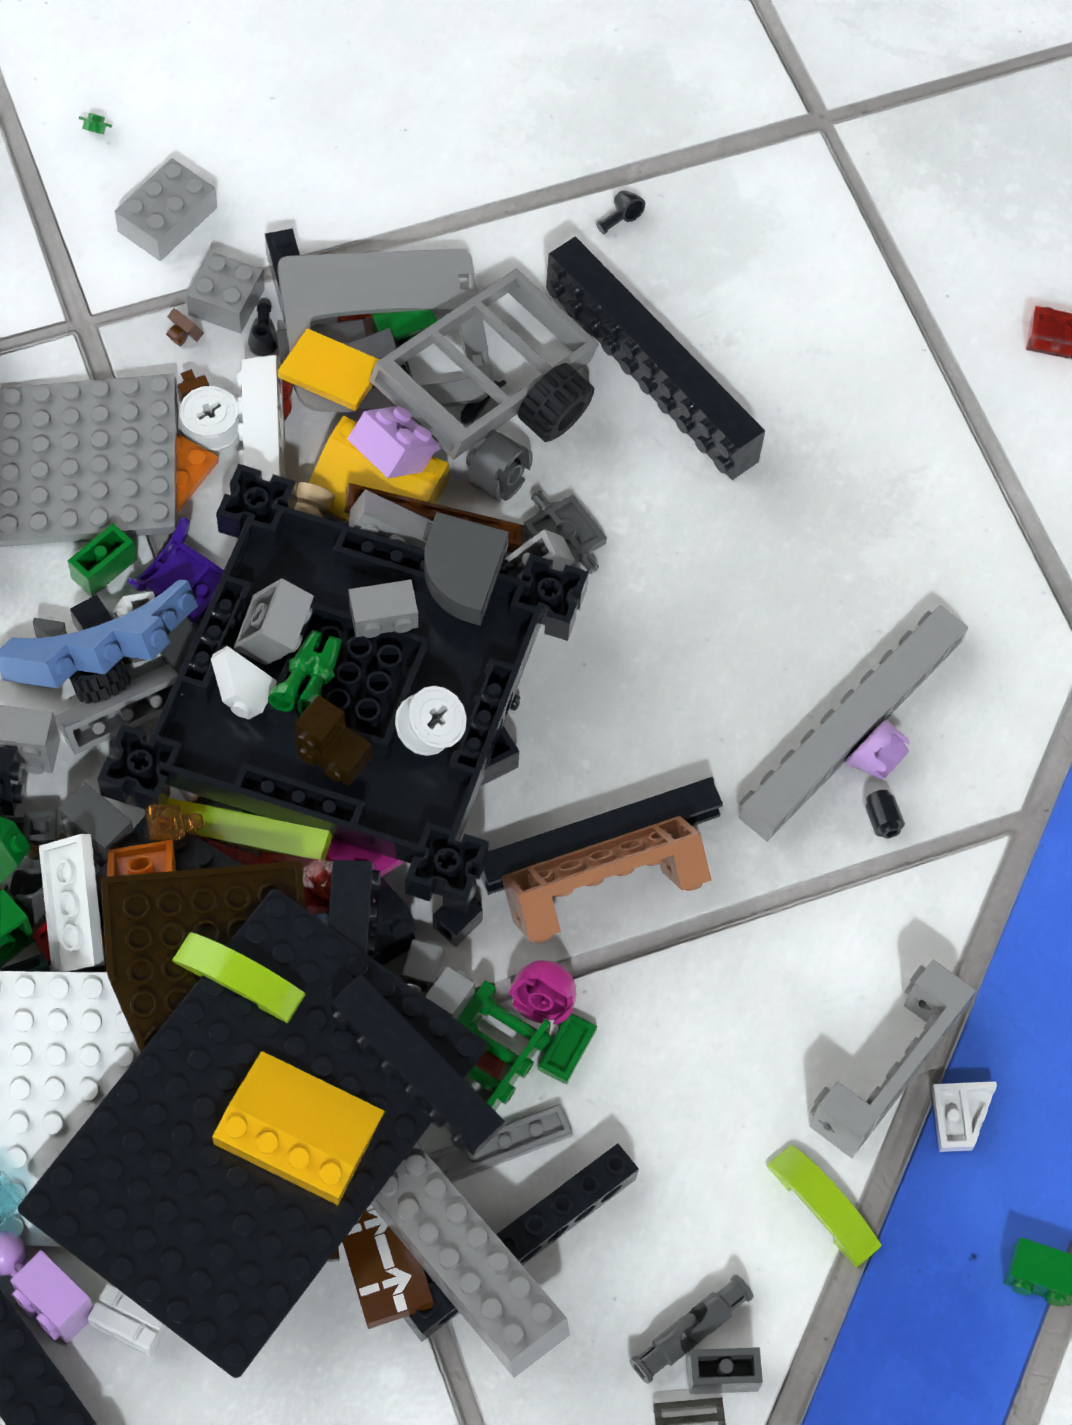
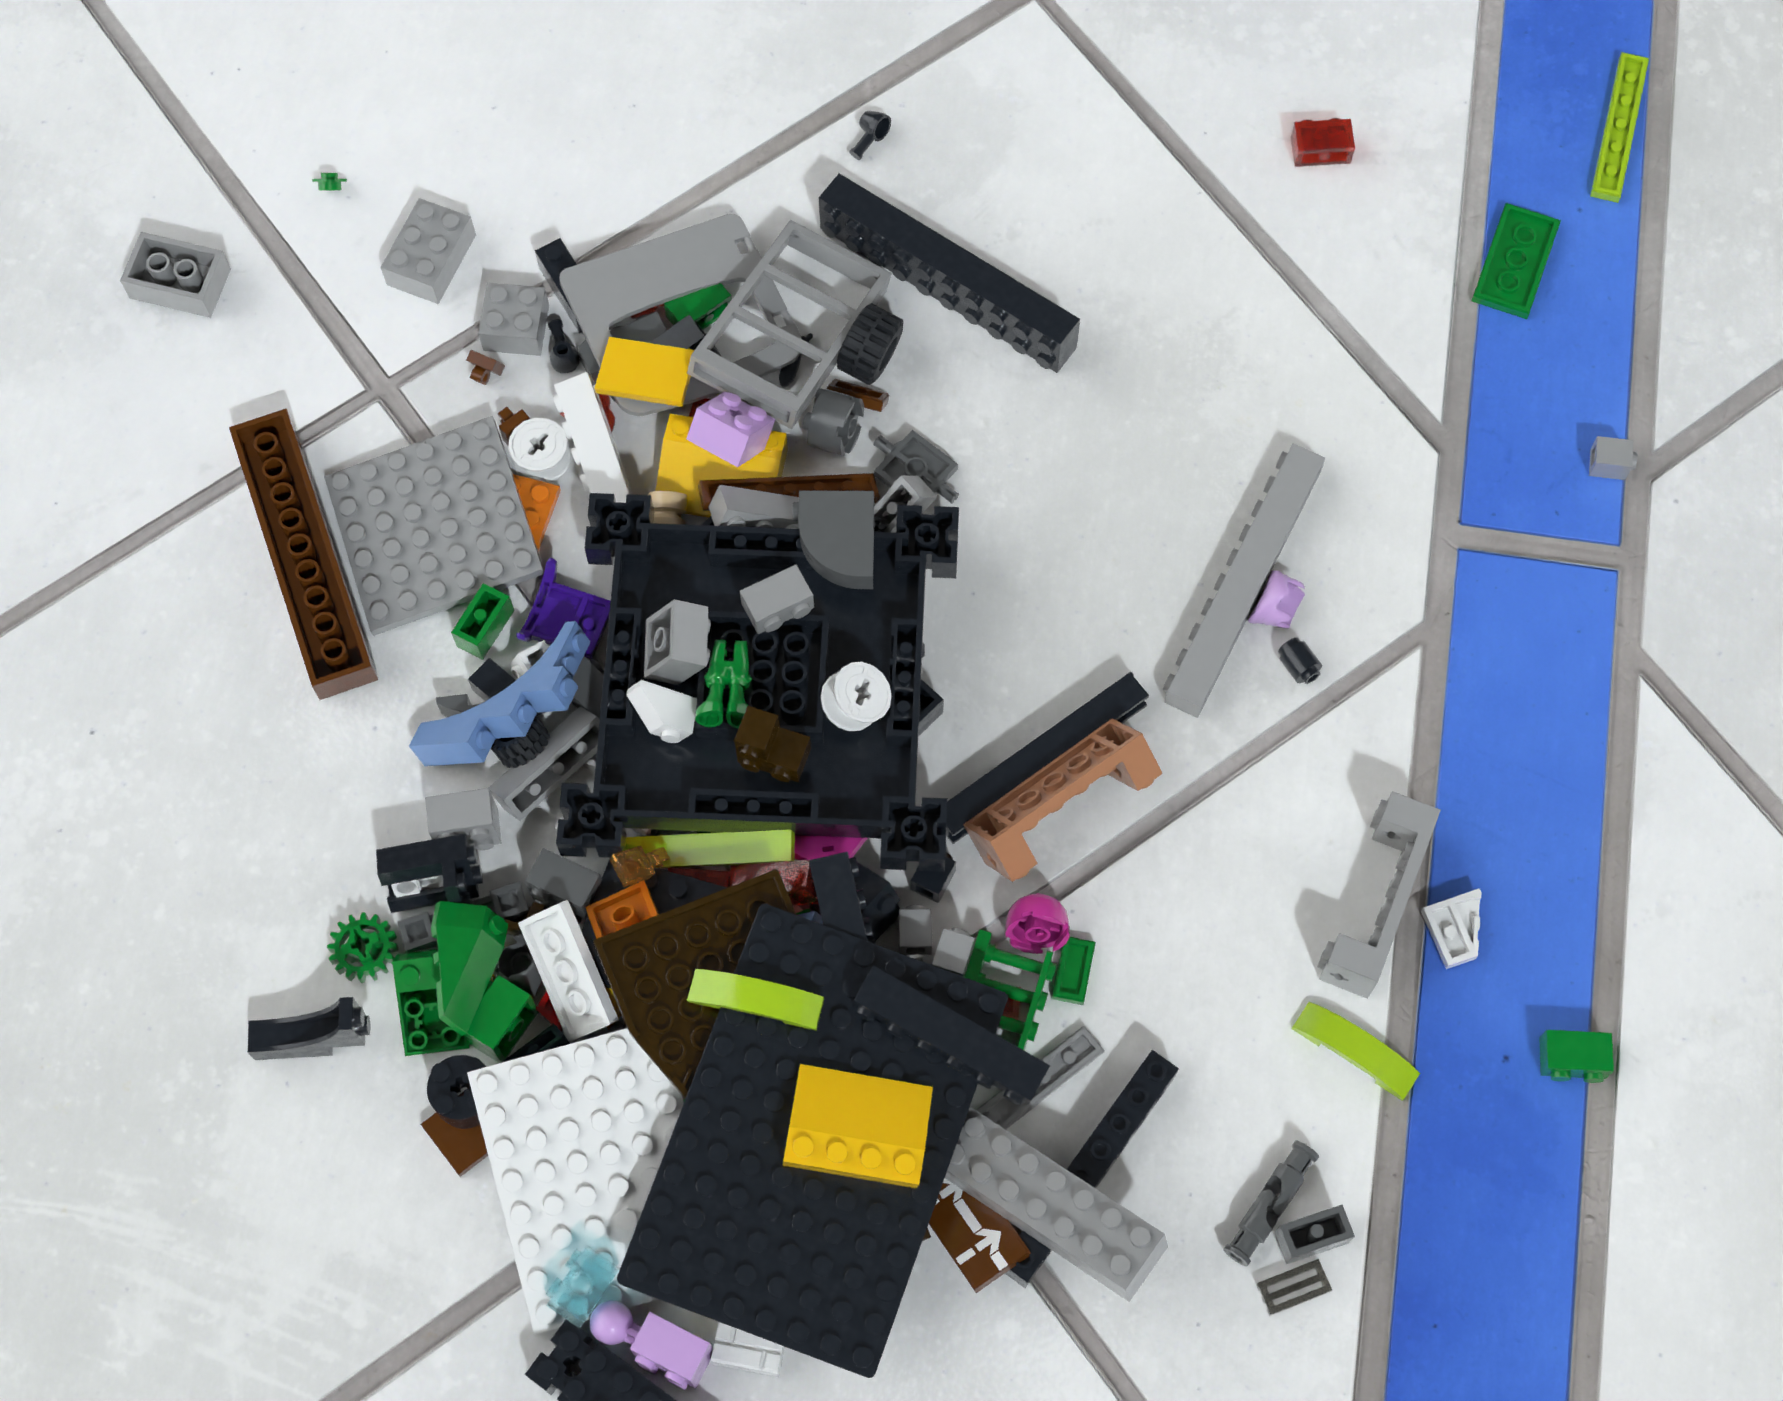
camera: 10 degrees left, 5 degrees up
(541, 454) = (871, 398): none -> reddish brown plate

